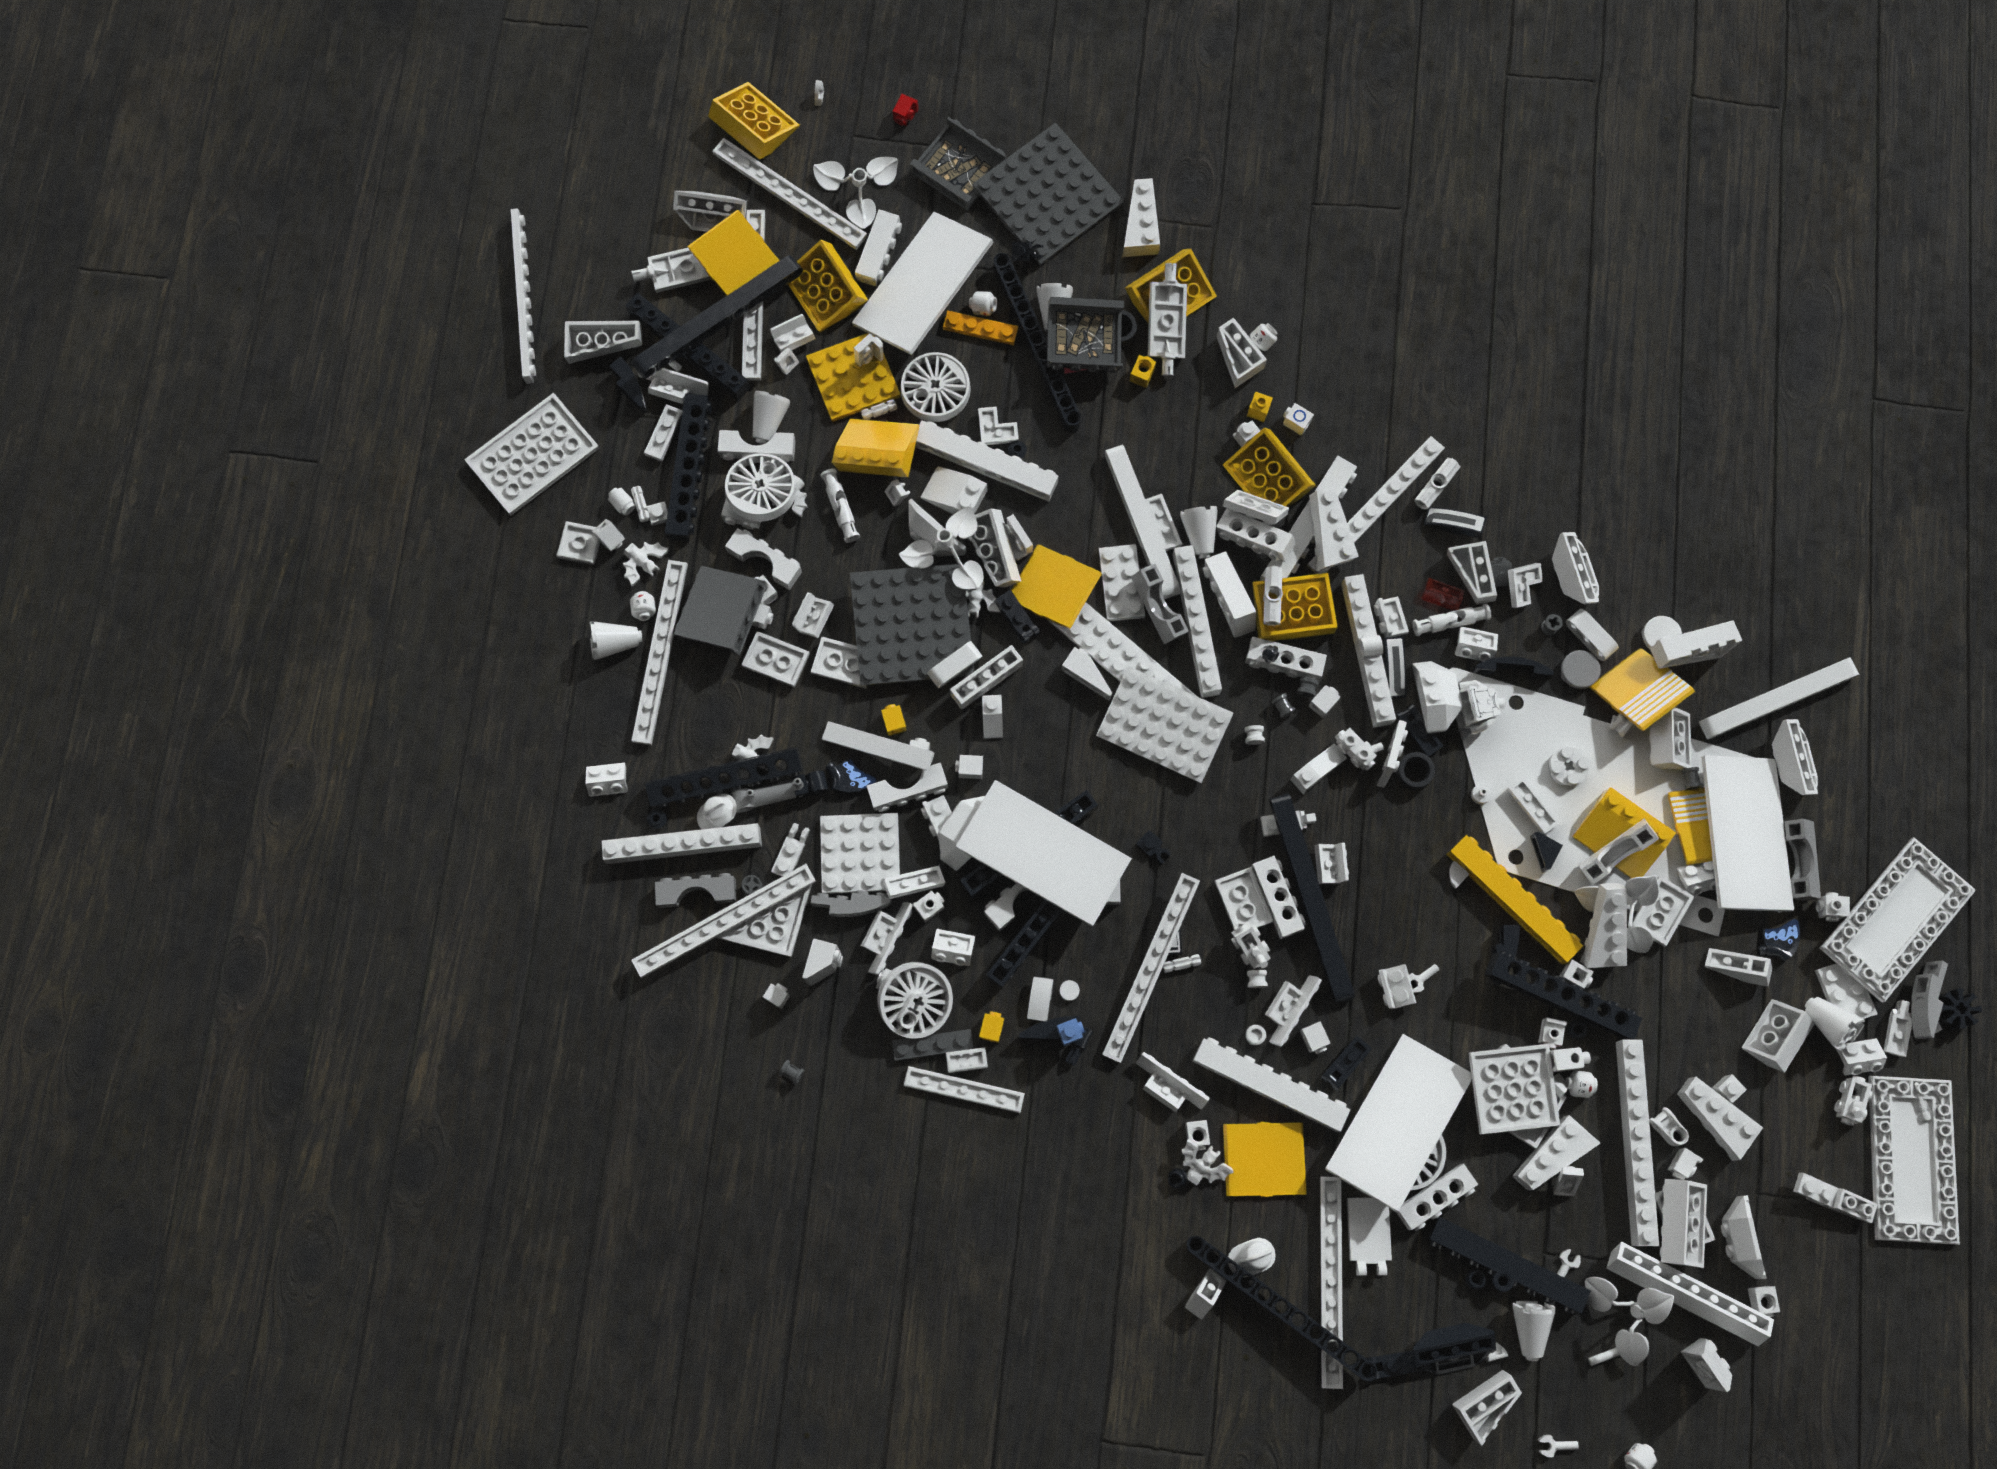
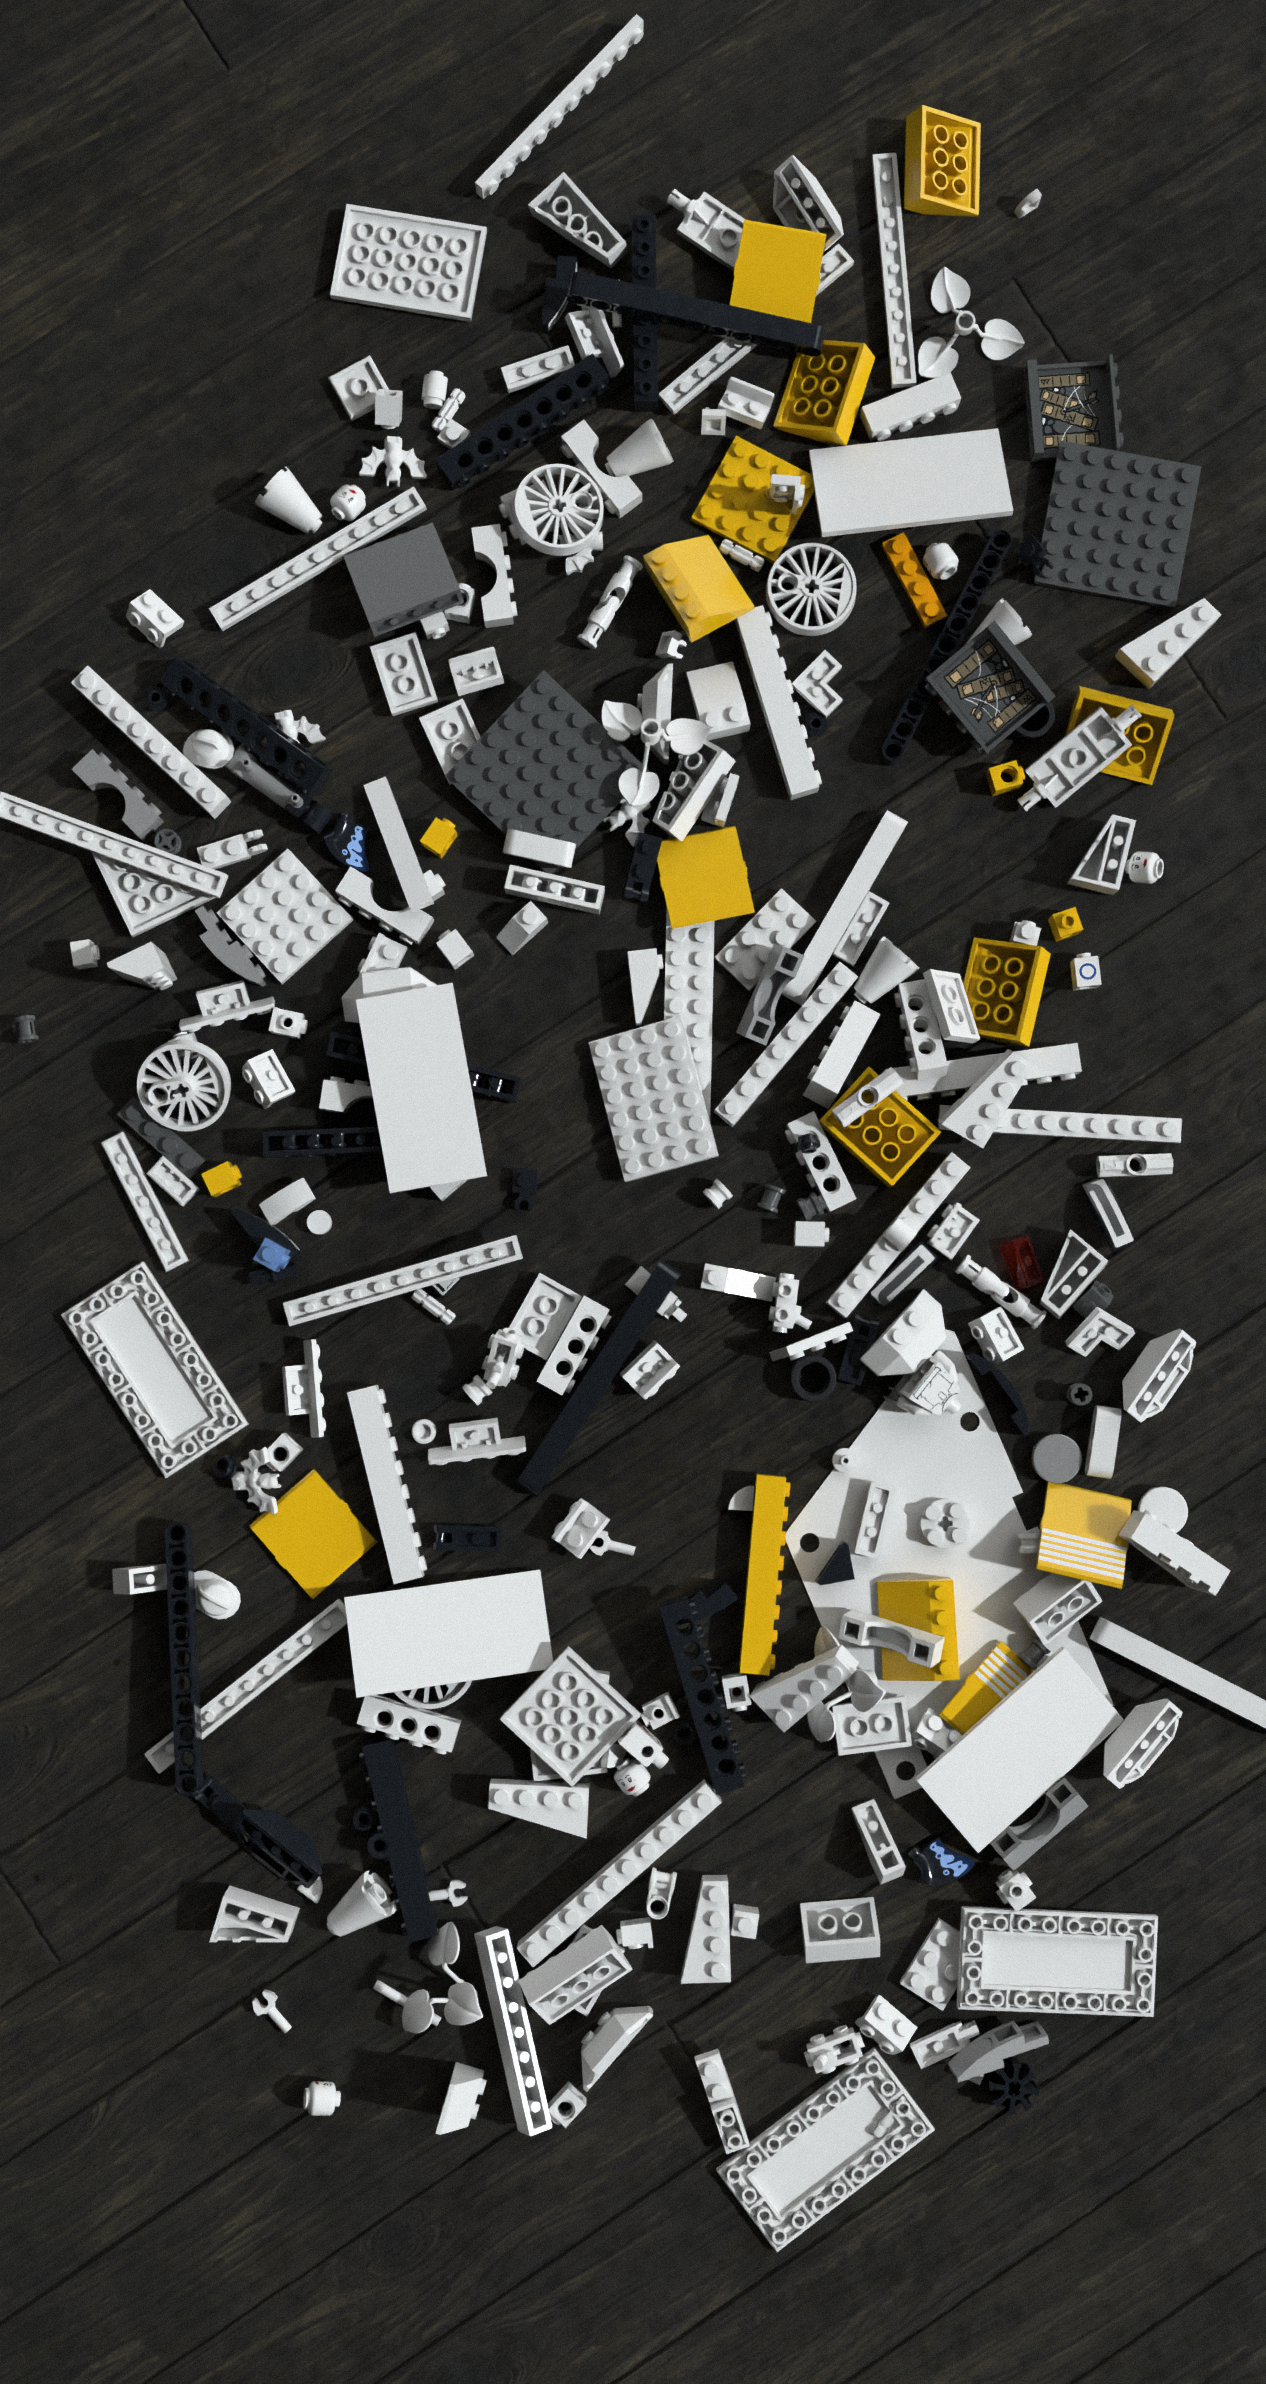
camera: 50 degrees right, 10 degrees up
(905, 109) = (1084, 304): red brick -> none
(913, 882) = (296, 990): white plate -> none
(1076, 1173) = (154, 1369): none -> white tile
(1315, 1038) = (466, 1490): white brick -> none
(1369, 1234) = (321, 1687): white tile -> none
(1568, 1181) = (525, 1835): white plate -> none
(1834, 1022) = (895, 1974): white cone -> none

